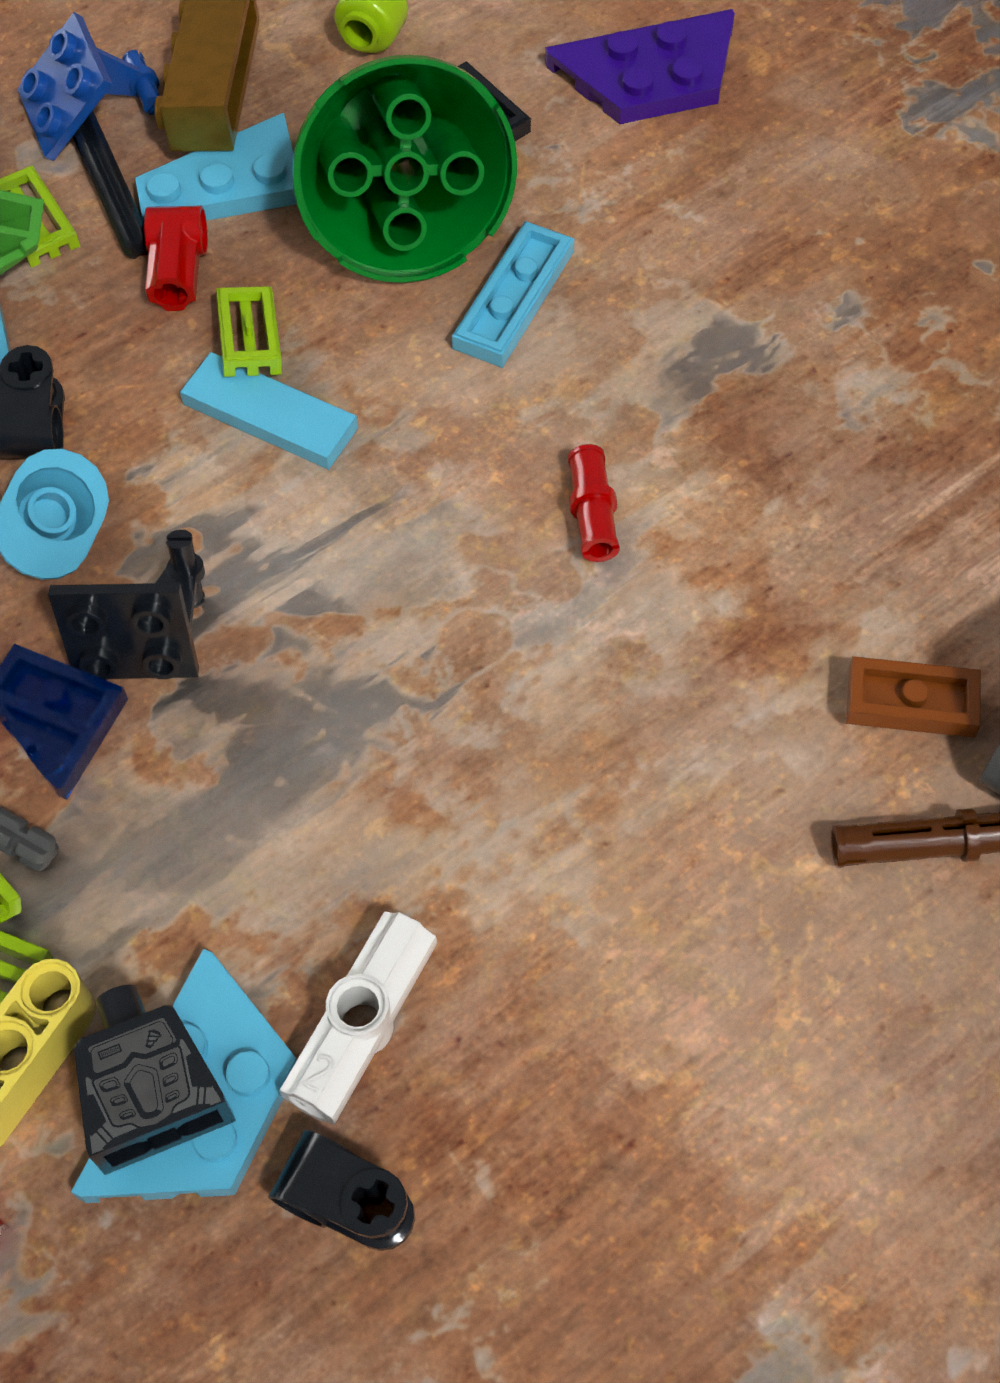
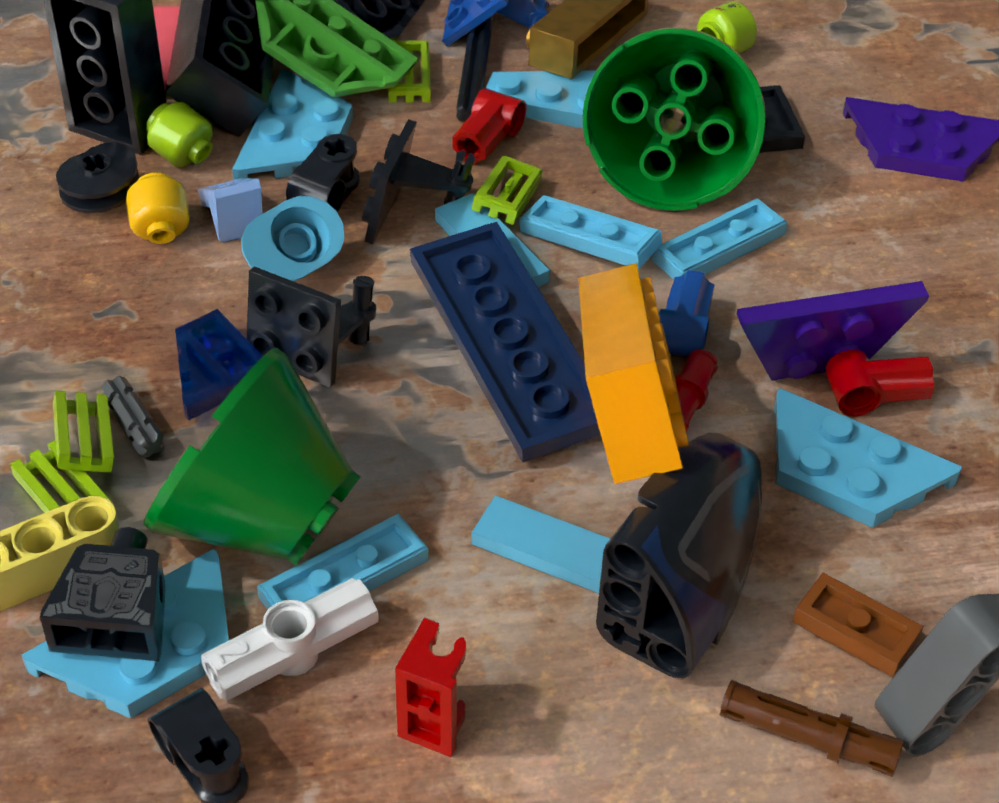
camera: 25 degrees right, 15 degrees down
(138, 360) = (414, 172): none -> black plate
(218, 843) = (260, 472): none -> green cone
(364, 886) = (370, 556): none -> medium azure tile
(369, 525) = (509, 339): none -> dark blue plate
(371, 345) = (591, 231): none -> medium azure tile
(540, 420) = (686, 313): none -> blue piece
(560, 1013) = (428, 692): none -> red hinge
(565, 757) = (541, 542): none -> medium azure tile
(569, 531) = (630, 374): none -> light orange brick
(712, 364) = (806, 333): none -> dark purple wing
(723, 714) = (683, 558): none -> black panel
(767, 405) = (865, 384): none -> red piece
(796, 508) = (850, 463): none -> medium azure wing

